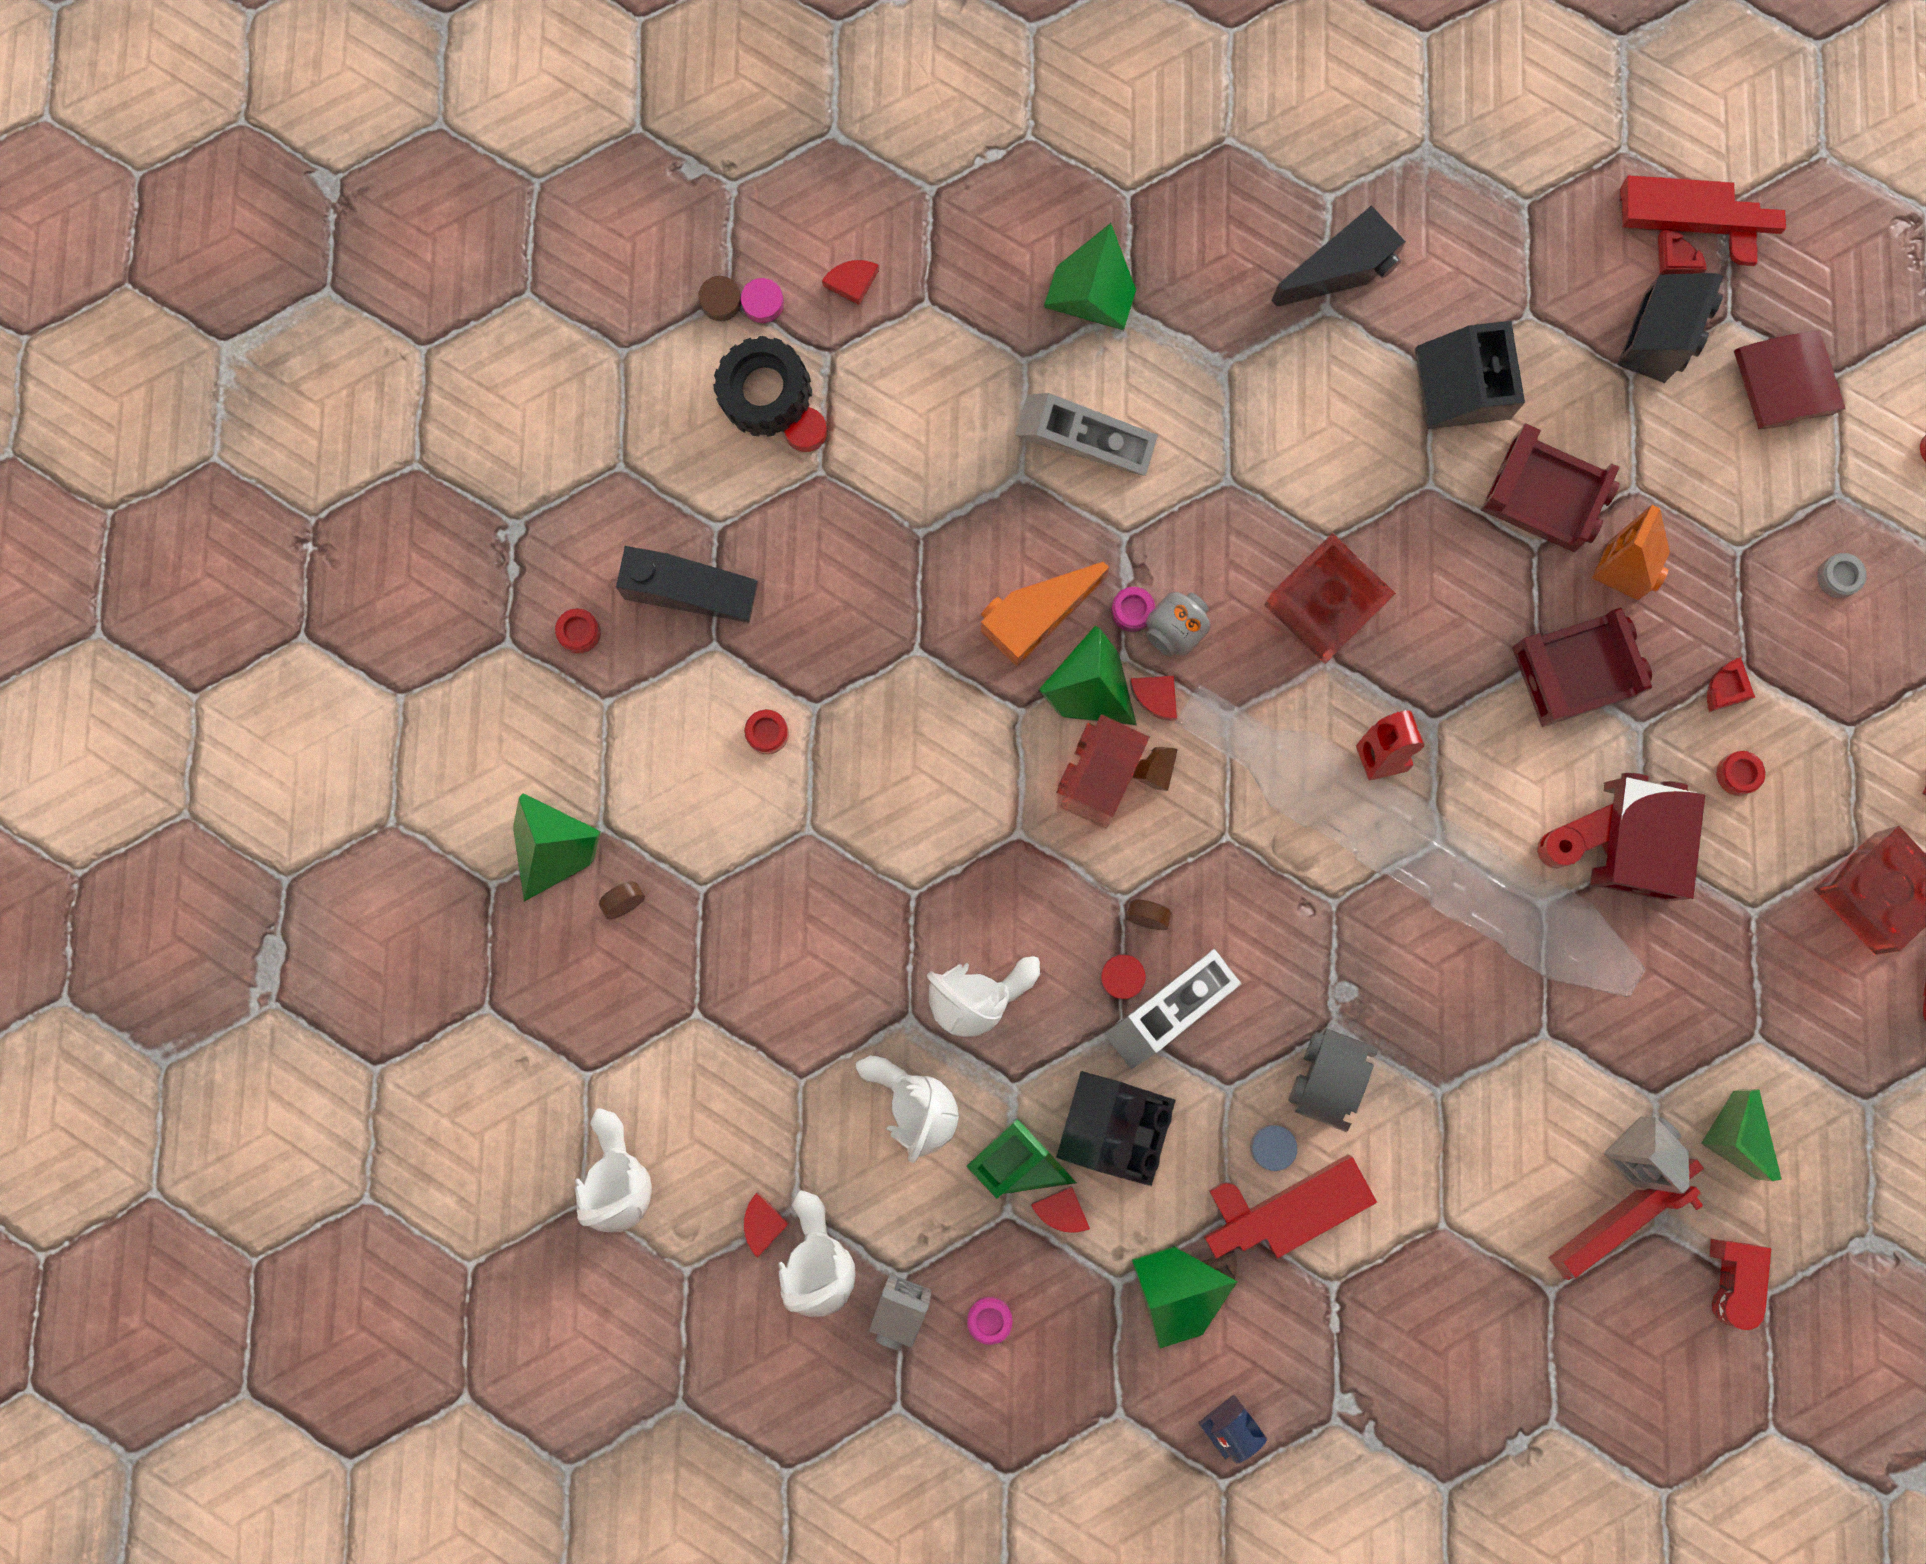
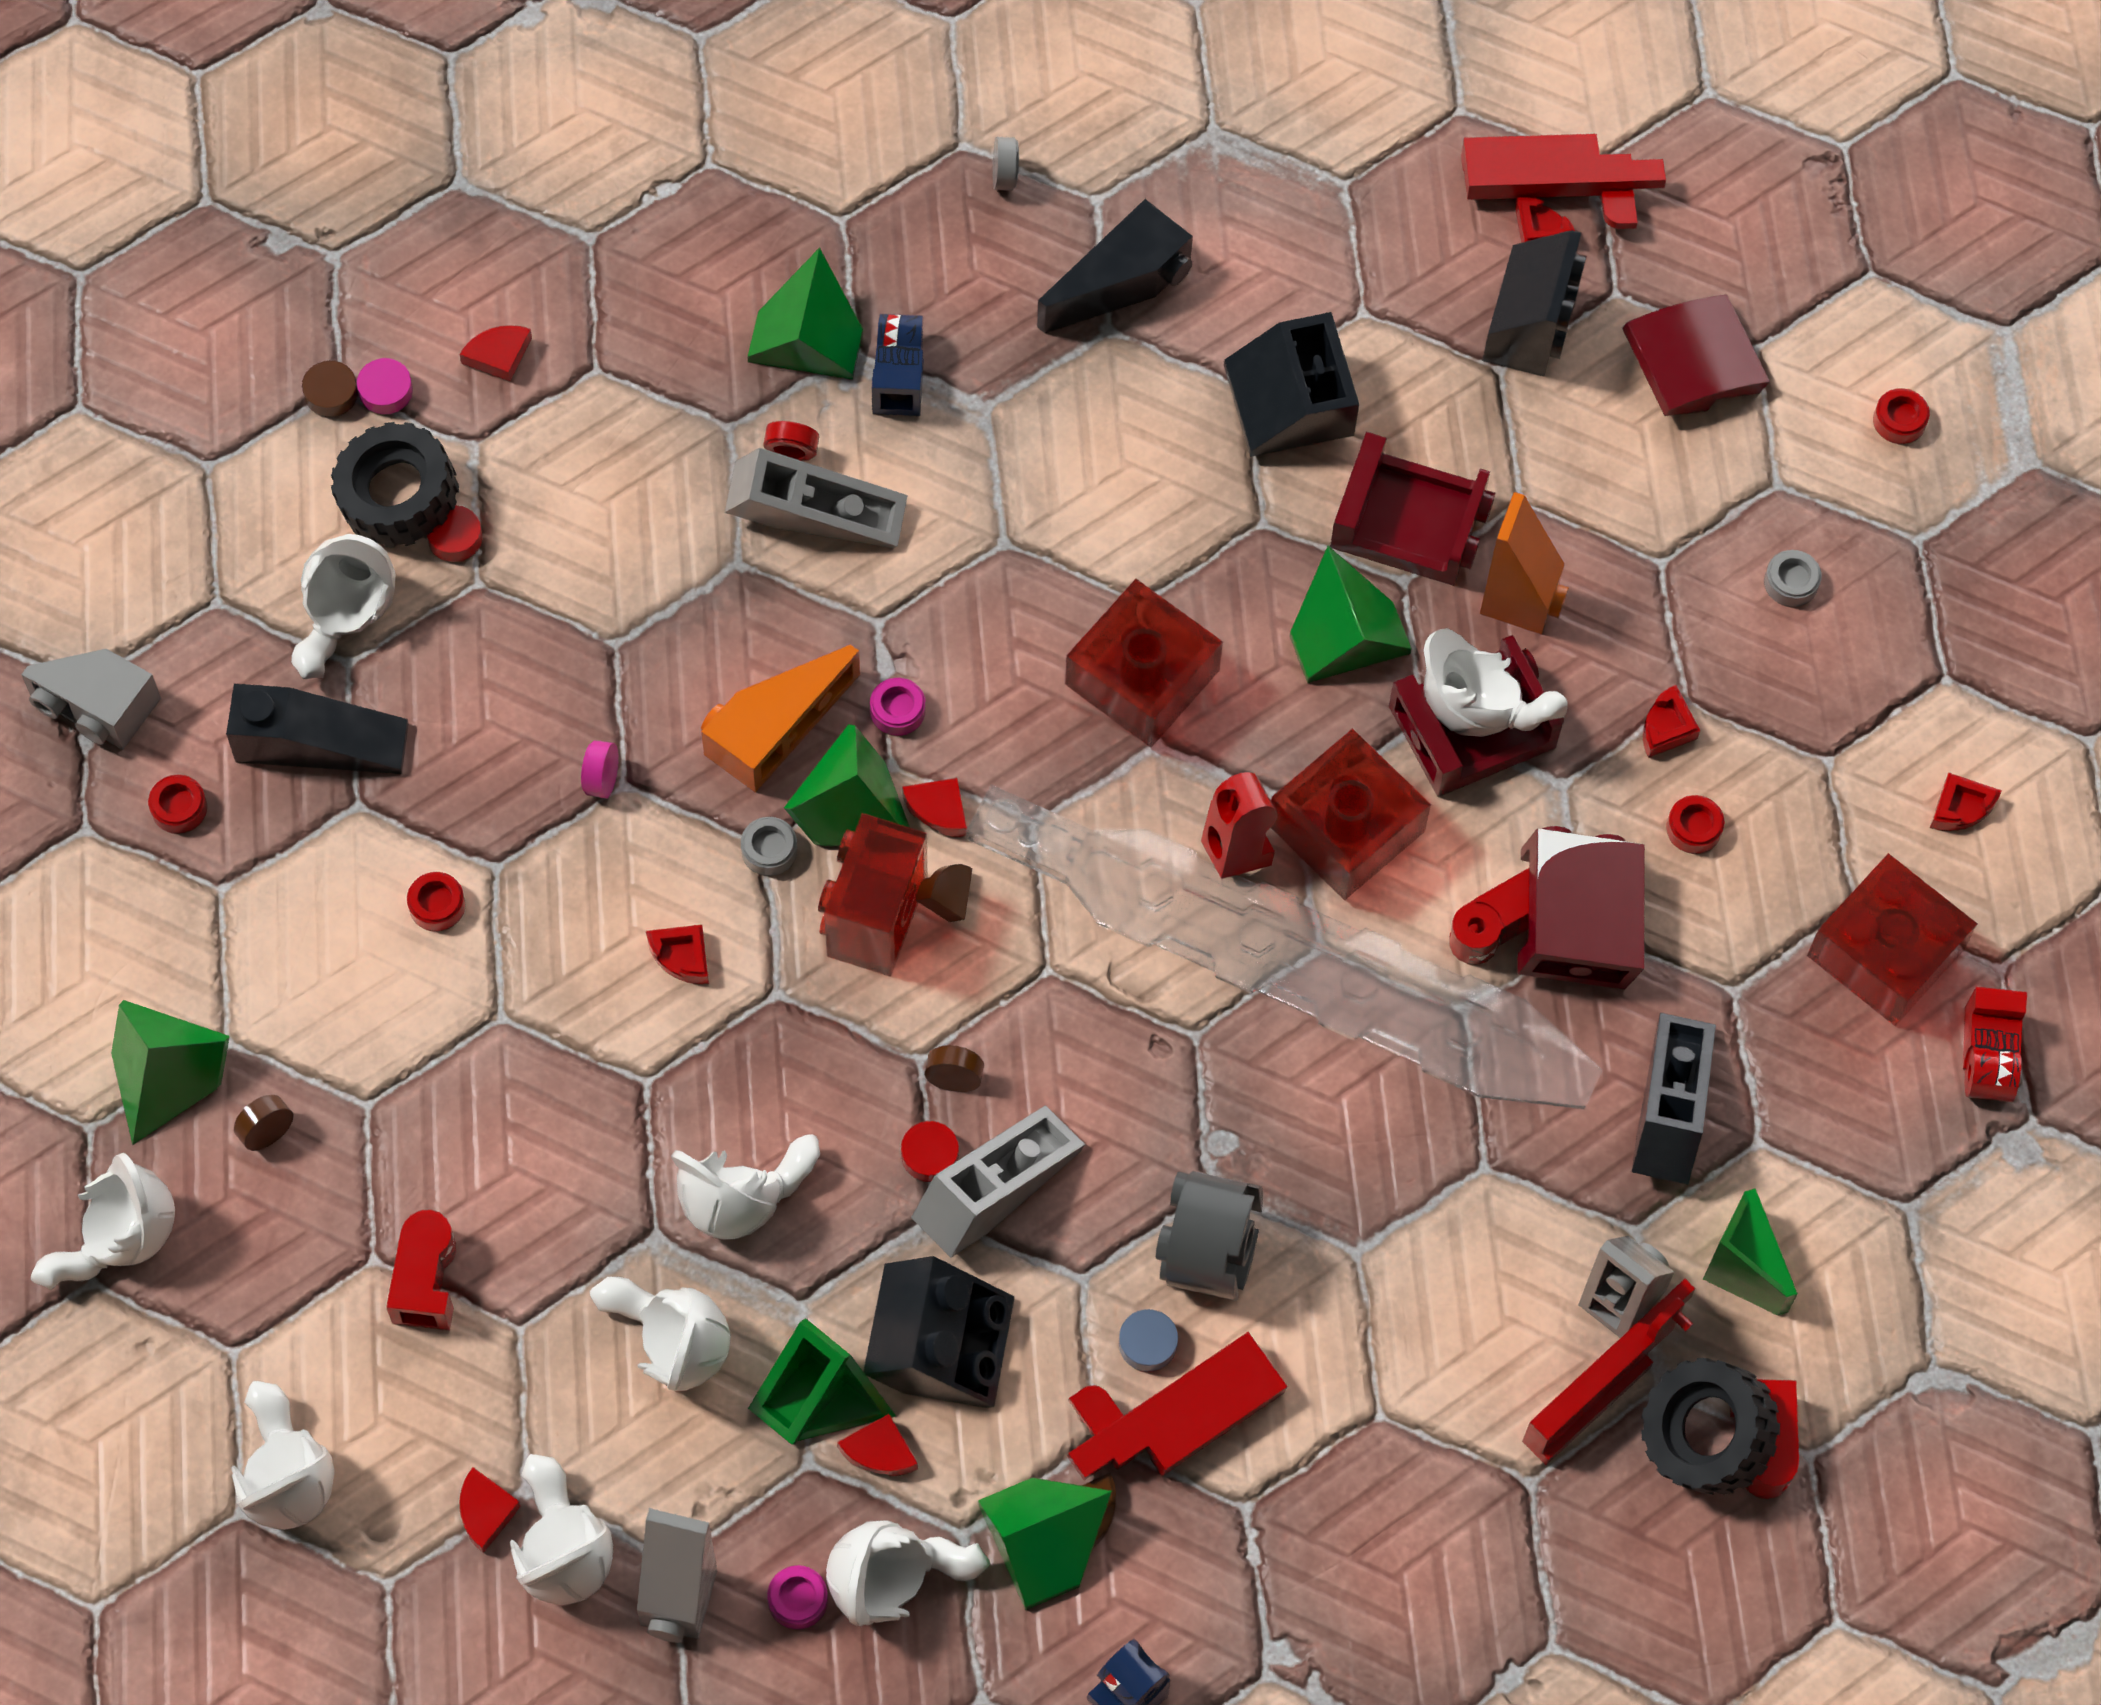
camera: 10 degrees left, 15 degrees down
(508, 973) = (122, 1226): none -> white piece
(523, 535) = (95, 691): none -> light grey slope
(716, 474) = (343, 591): none -> white piece
(728, 1033) = (422, 1255): none -> red leg
(900, 639) = (599, 769): none -> dark pink tile
(948, 794) = (680, 952): none -> red tile
(1023, 714) = (769, 846): none -> light grey tile
(1056, 1311) = (884, 1566): none -> white piece
(1072, 380) = (791, 440): none -> red tile
(1162, 324) = (898, 365): none -> dark blue leg
(1178, 623) = (955, 713): light grey head -> none
(1262, 161) = (1005, 163): none -> light grey tile
(1477, 742) = (1349, 814): none -> clear red brick
(1487, 578) = (1345, 623): none -> green slope
(1590, 657) = (1474, 691): none -> white piece
(1679, 1308) = (1753, 1435): none -> black tyre
(1701, 1002) = (1674, 1099): none -> black slope

